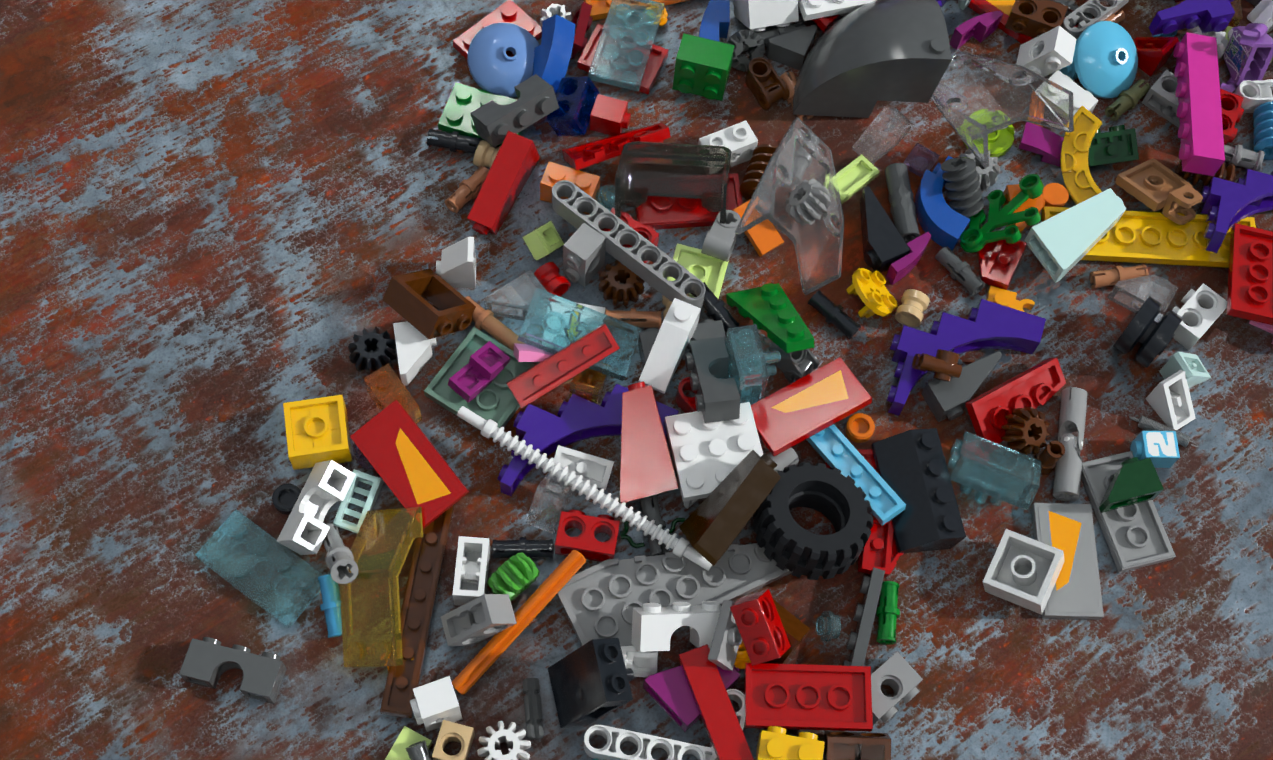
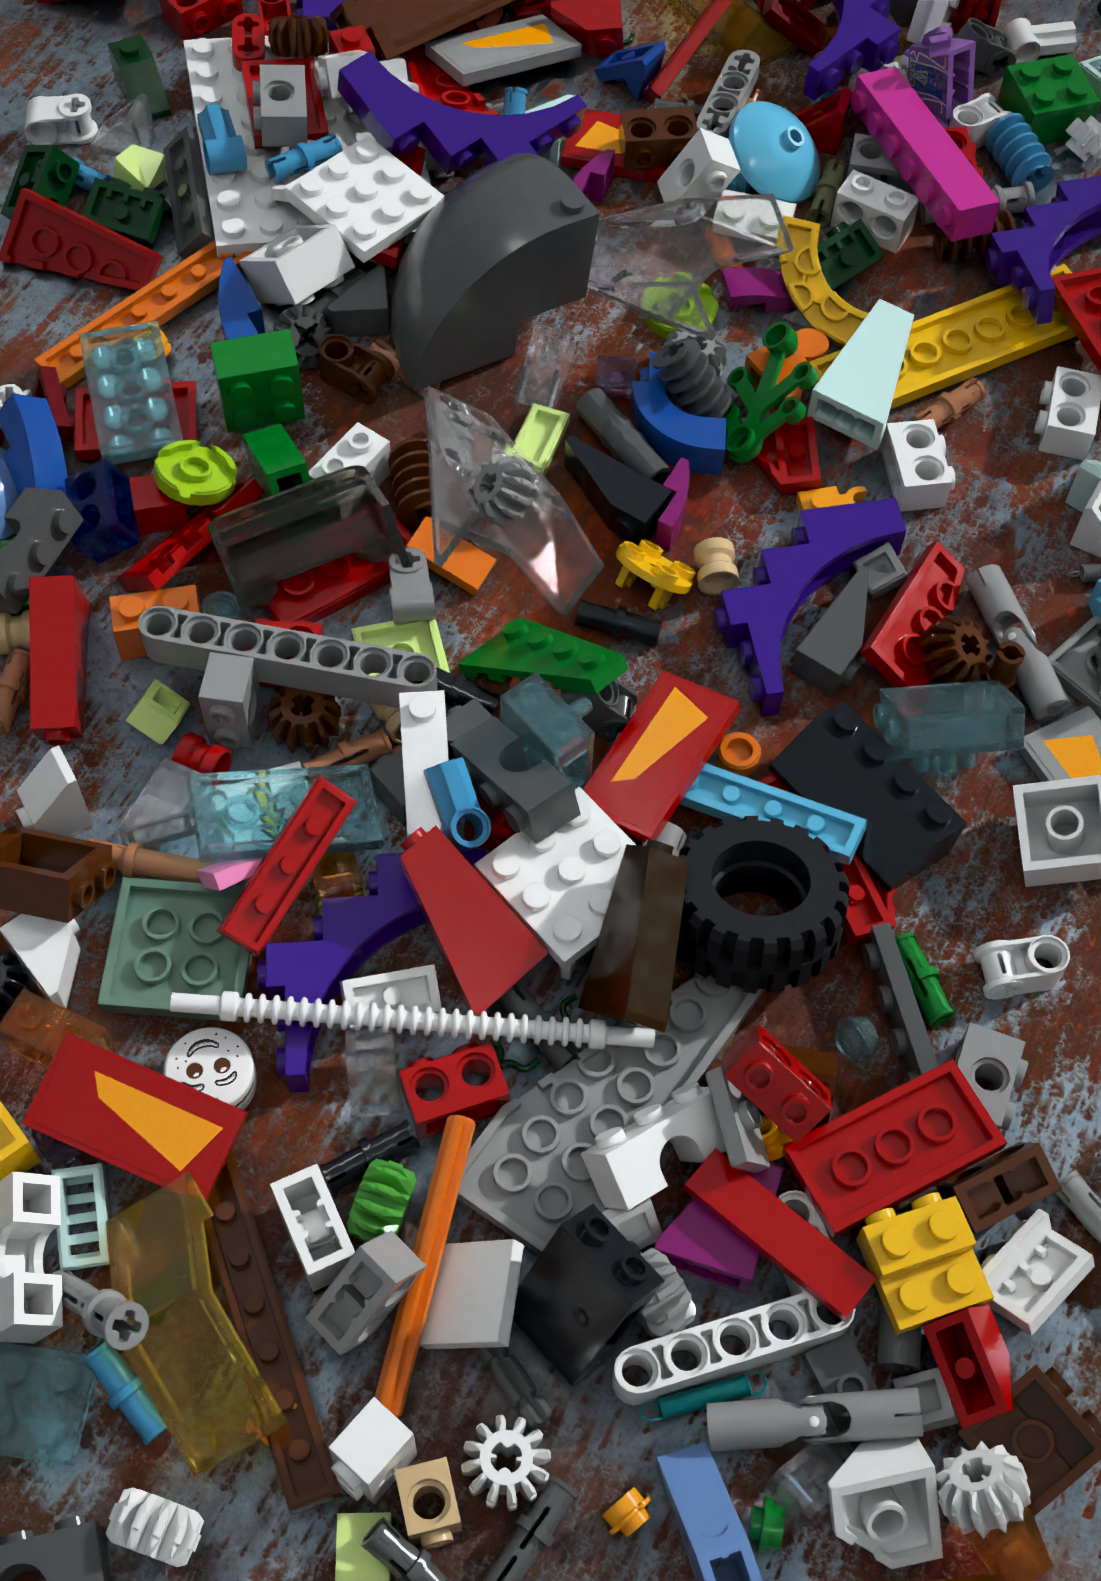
camera: 25 degrees left, 5 degrees down
(309, 681) = (154, 1527): none -> white gear
(467, 457) = (214, 1064): none -> white head
(479, 372) = (166, 935): magenta slope -> none
(535, 652) = (474, 1295): none -> white tile
(634, 714) = (671, 1305): none -> light grey gear
(635, 108) = (195, 473): none -> lime tile
(672, 375) = (456, 799): none -> dark azure piece
(686, 121) = (275, 460): none -> green slope
(943, 365) = (805, 615): reddish brown plate -> none
(948, 635) = (1012, 966): none -> white piece
(960, 271) = (748, 491): dark grey pin -> none
(1013, 359) = (885, 570): none -> light grey tile
(1072, 302) = (917, 465): none -> white brick
(1135, 291) = (995, 417): clear slope -> none
(1151, 334) = (1030, 455): black wheel -> none
(1153, 127) = (882, 207): none -> white brick
(1160, 188) = (936, 279): medium nougat plate -> none

